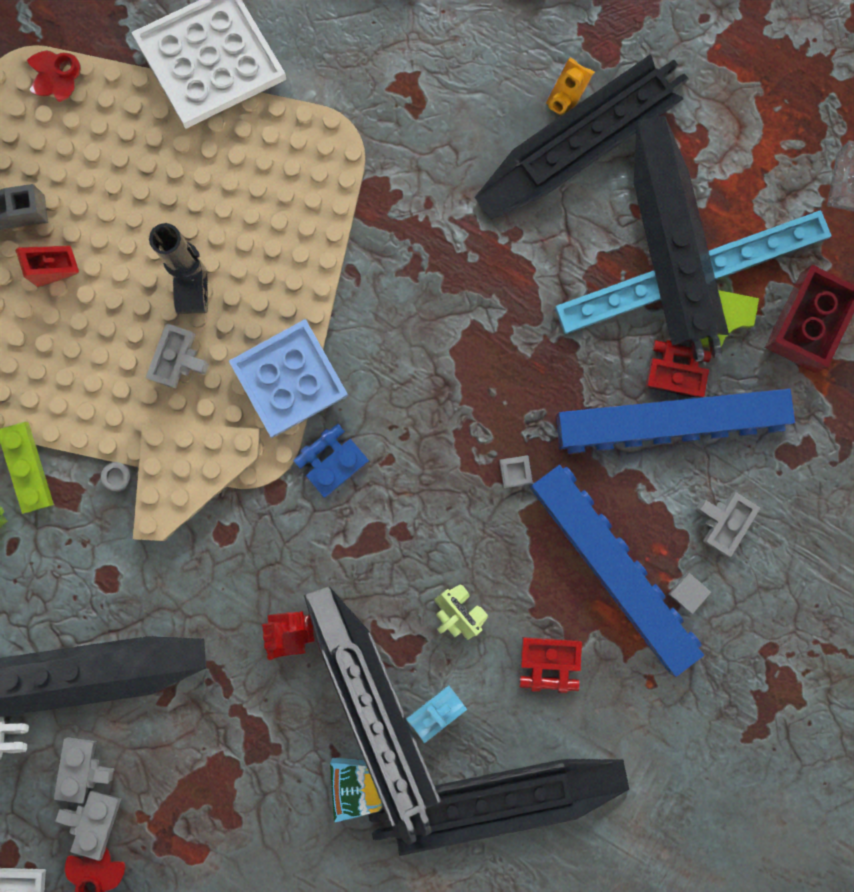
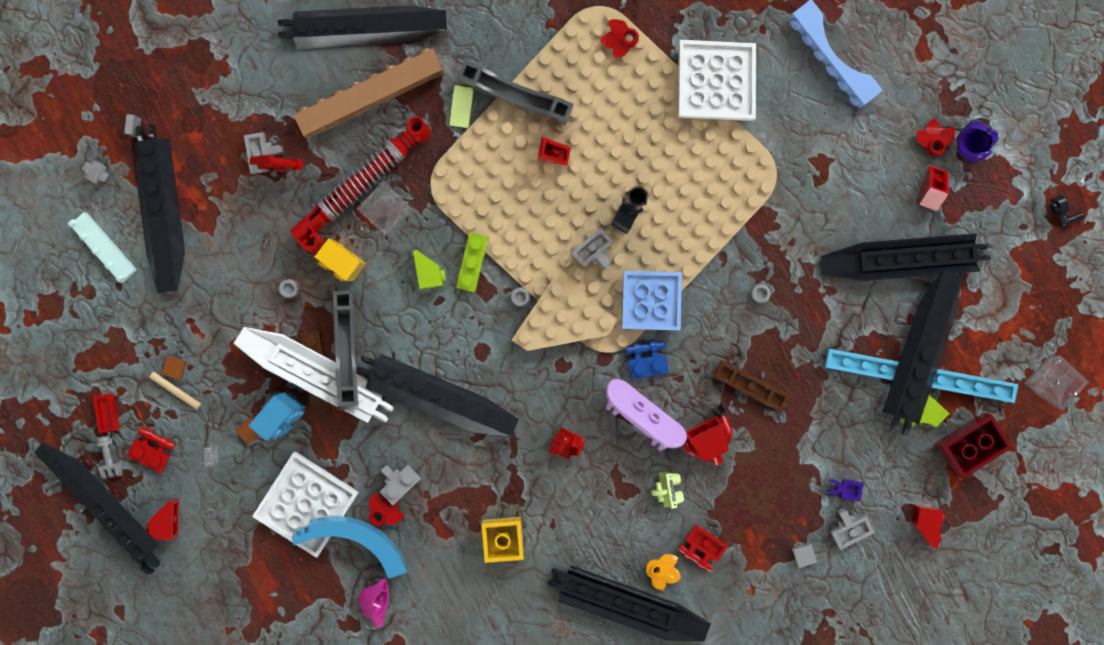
camera: 35 degrees right, 5 degrees up
(79, 771) = (407, 450): light grey hinge -> none
(275, 816) = (502, 539): none -> yellow brick
(352, 789) = (556, 551): torso -> none
(365, 533) = (644, 415): none -> lavender piece
(373, 714) = (590, 516): black hinge -> none
(426, 289) = (760, 293): none -> light grey tile
(436, 713) = (623, 537): medium azure hips -> none
(470, 514) = (710, 438): none -> red torso
(485, 413) = (751, 386): none -> reddish brown plate
(515, 472) = (748, 429): light grey tile -> none
(523, 727) = (666, 572): none -> light orange plate
(564, 32) = (934, 188): none -> red slope
(569, 87) = (916, 225): light orange hips -> none
(617, 571) = (771, 518): blue brick -> none
(675, 419) = (857, 454): blue brick -> none
(677, 377) = (874, 431): red plate -> none
(691, 471) = (848, 489): none -> dark purple plate
(821, 455) = (928, 523): none -> red slope

